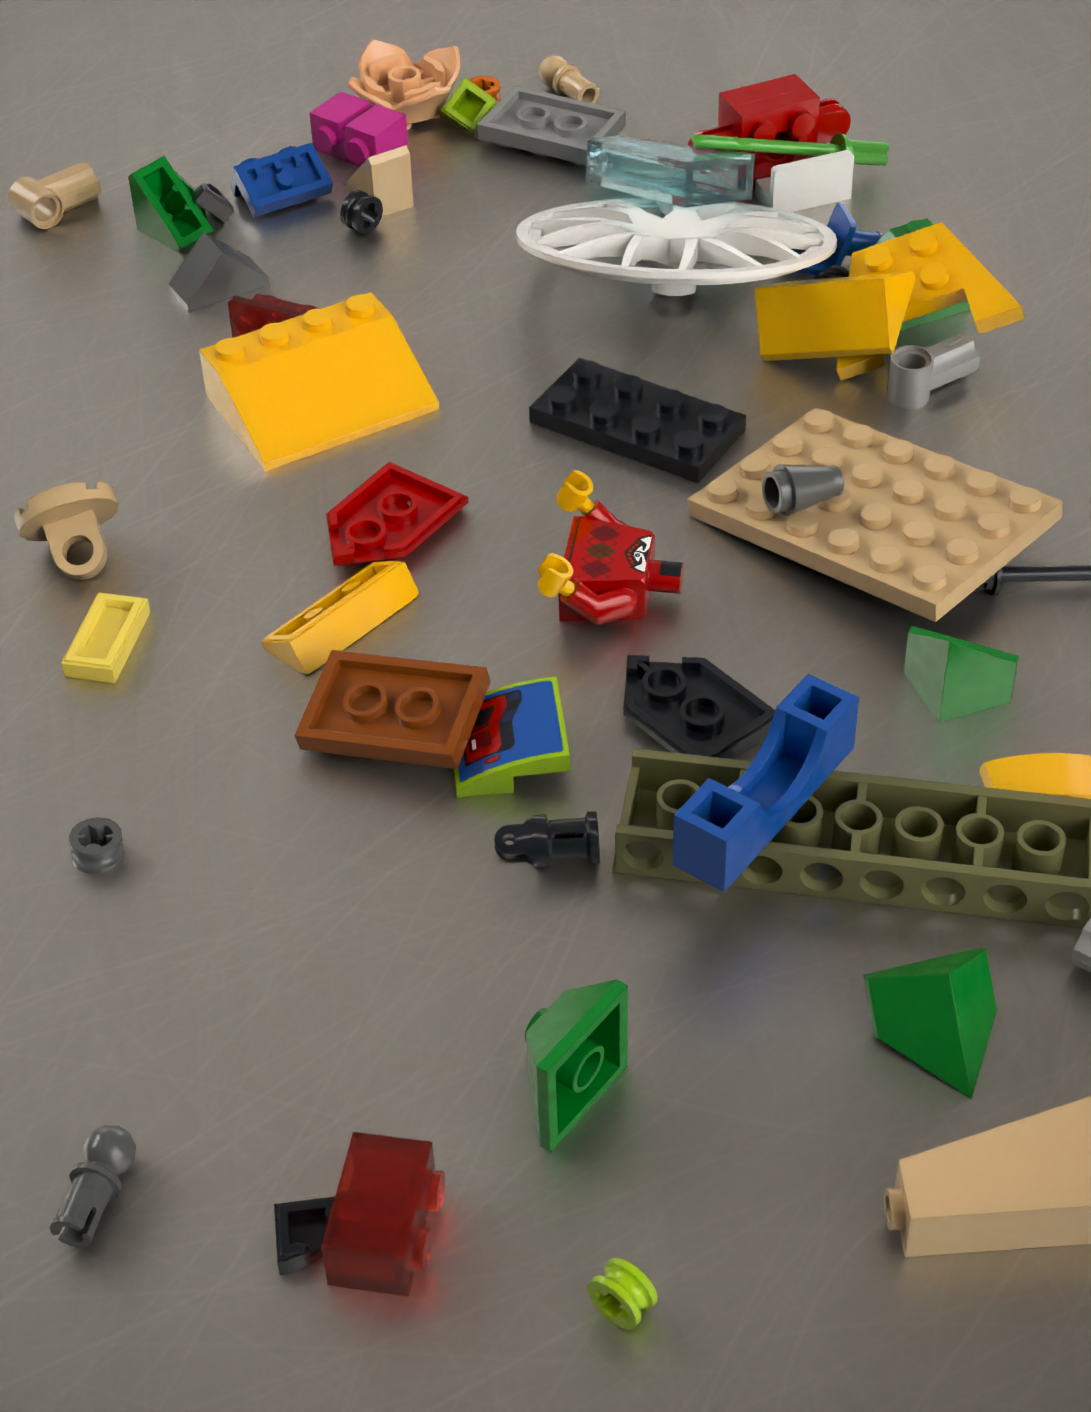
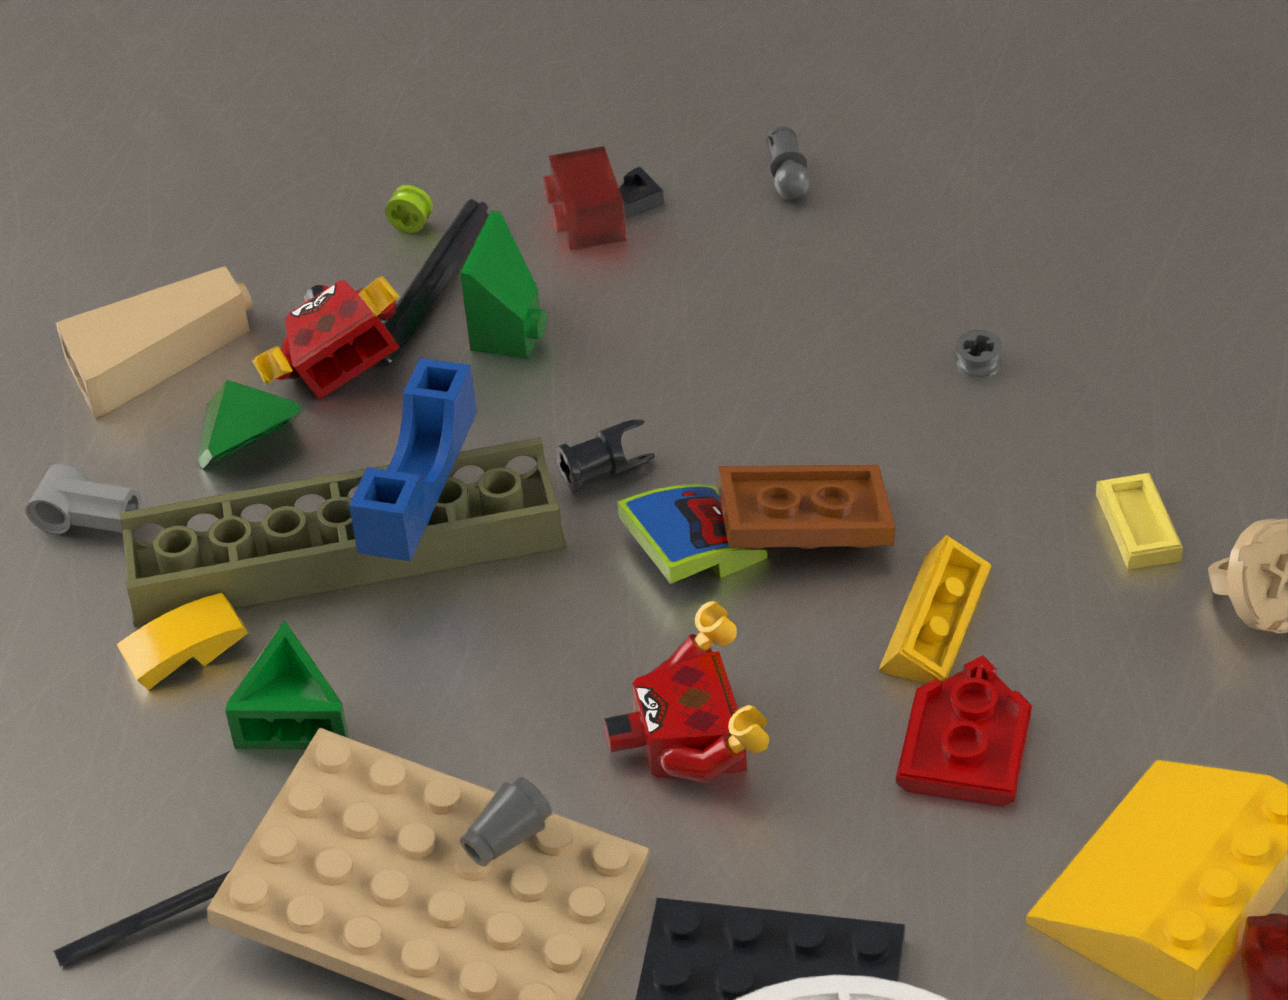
camera: 160 degrees right, 0 degrees up
(632, 1175) = (435, 273): none -> black axle
(694, 707) = (539, 619): black tile -> none
(794, 1065) = (333, 336): none -> red torso

